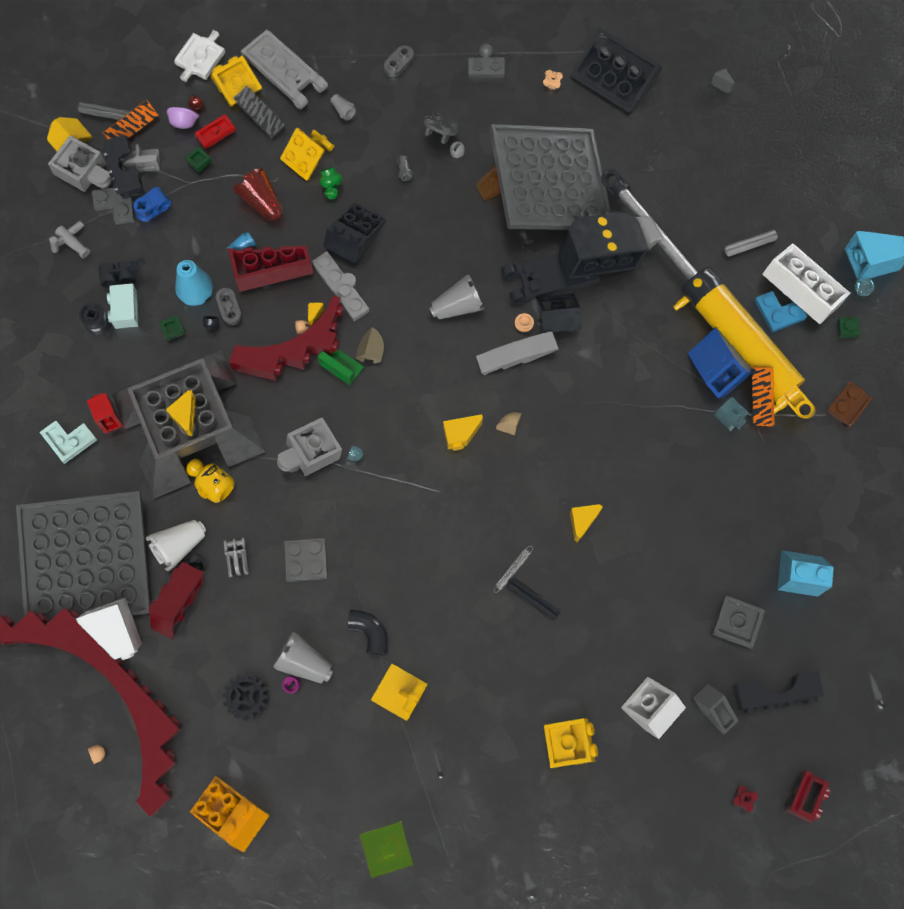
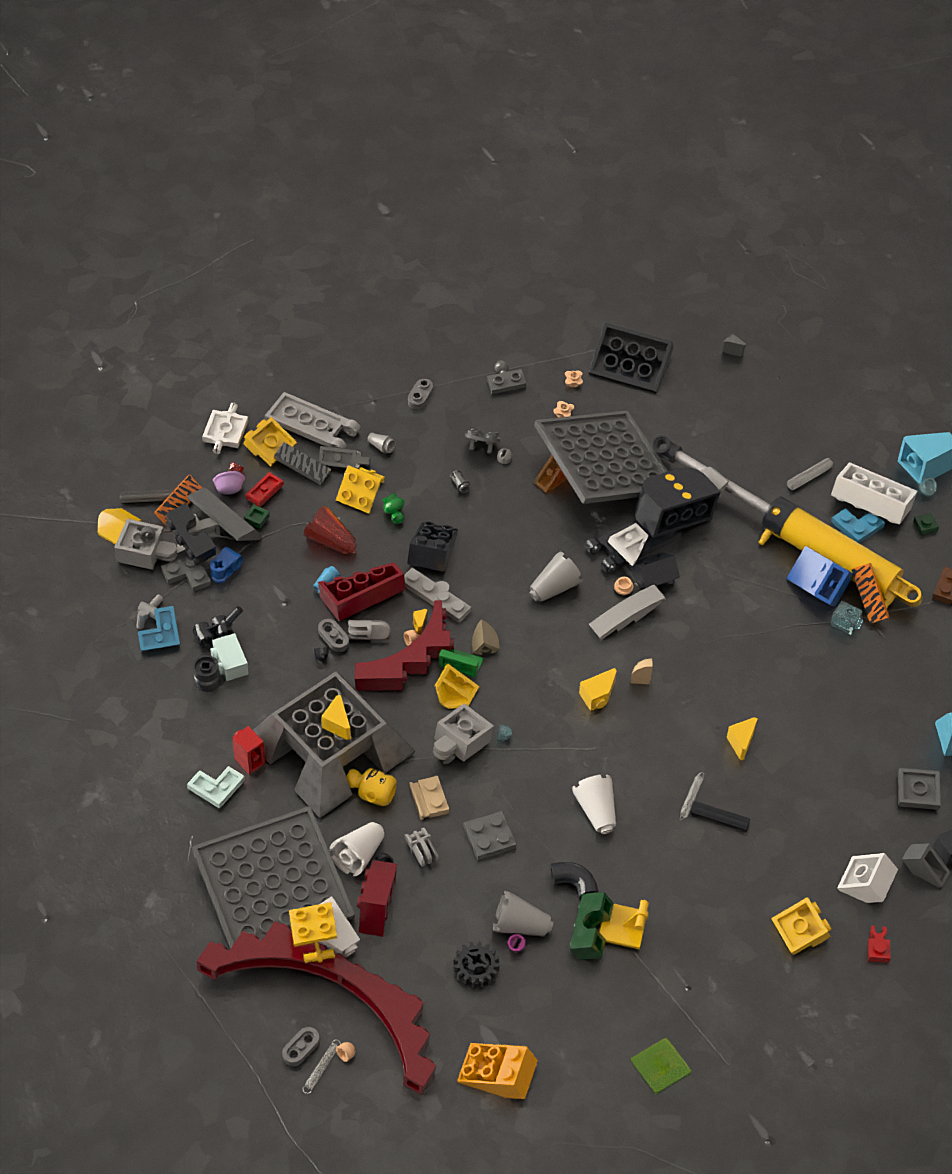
camera: 15 degrees left, 20 degrees down
(56, 736) = (299, 1047): none -> flat silver plate
(69, 762) = (327, 1056): none -> white piece
(72, 264) = (164, 635): none -> dark azure plate
(88, 635) = (312, 926): none -> yellow plate
(165, 152) = (223, 515): none -> dark grey slope
(171, 328) = (284, 666): dark green plate -> none
(192, 283) = (291, 621): medium azure cone -> none
(262, 309) = (368, 629): none -> light grey arm
(262, 504) = (429, 797): none -> tan plate
(299, 115) = (342, 457): none -> dark grey hinge
(323, 394) = (454, 688): none -> yellow slope
(372, 672) = (586, 939): none -> dark green arch
(417, 557) = (597, 801): none -> white cone
(531, 117) = (563, 409): none -> light nougat plate
(543, 279) = (629, 542): none -> white wing
(638, 784) = (878, 946): none -> red plate

